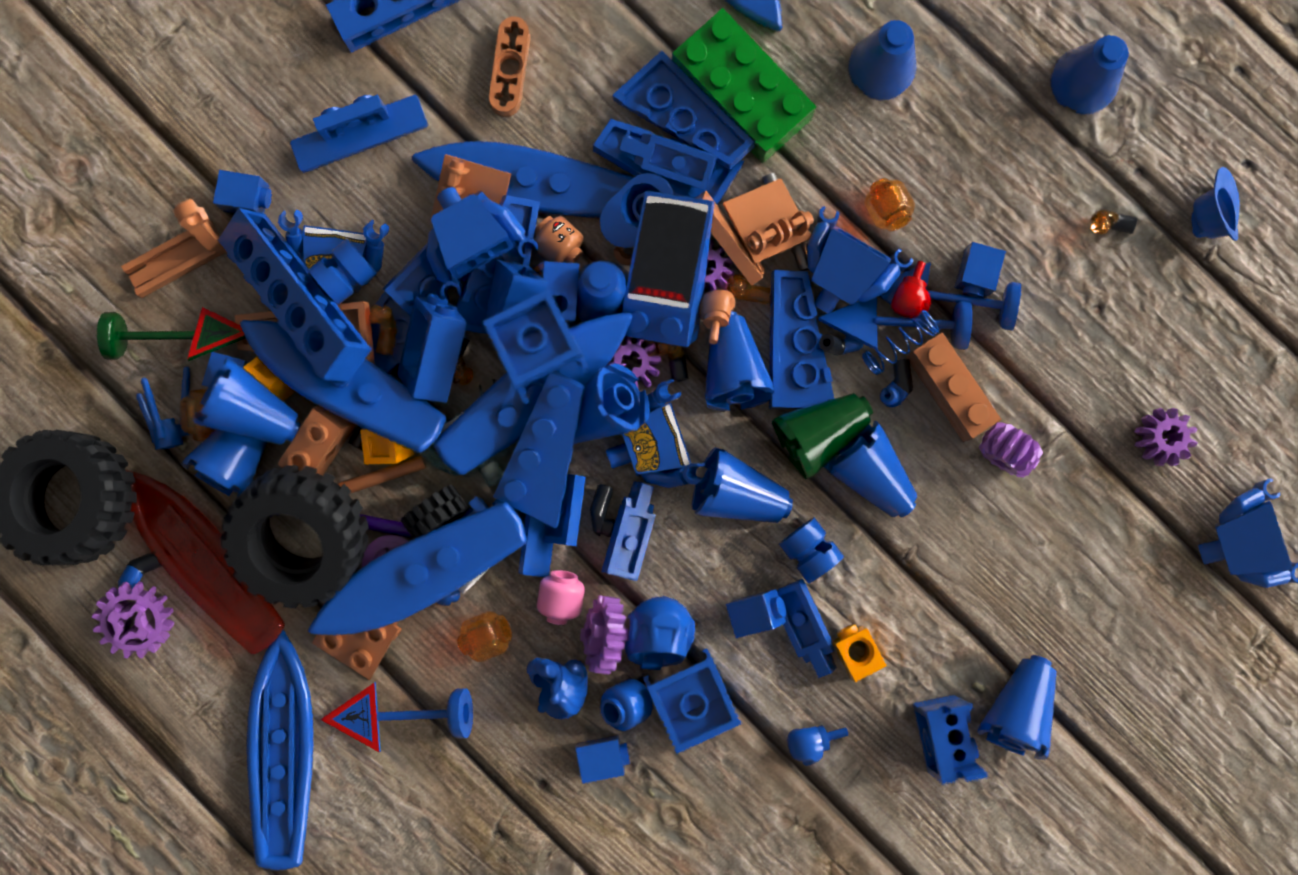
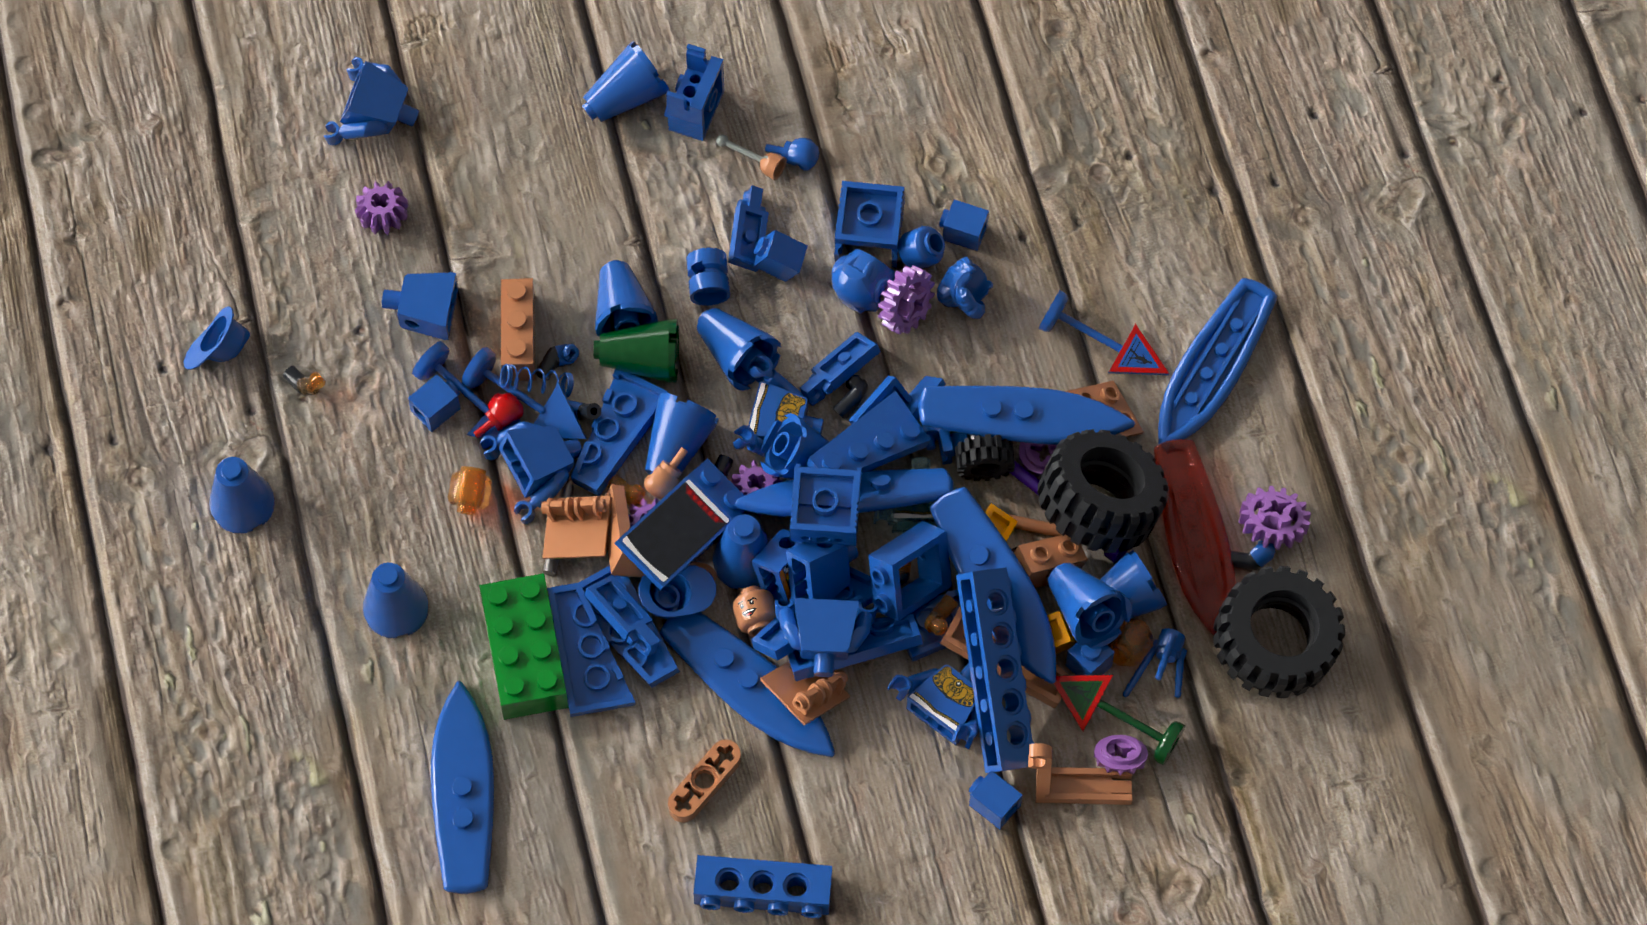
camera: 150 degrees left, 20 degrees down
(157, 316) = (1122, 745): none -> medium lavender gear
(342, 271) = (933, 665): blue wheel -> none
(357, 129) = (866, 797): blue bracket -> none
(484, 636) = (1001, 355): clear orange head -> none
(560, 597) = (924, 351): bright pink head -> none
(829, 712) = (770, 164): none -> hinge
(869, 663) = (718, 179): light orange brick -> none
(1010, 449) = (506, 257): medium lavender gear -> none
(1056, 363) = (425, 303): none -> blue torso

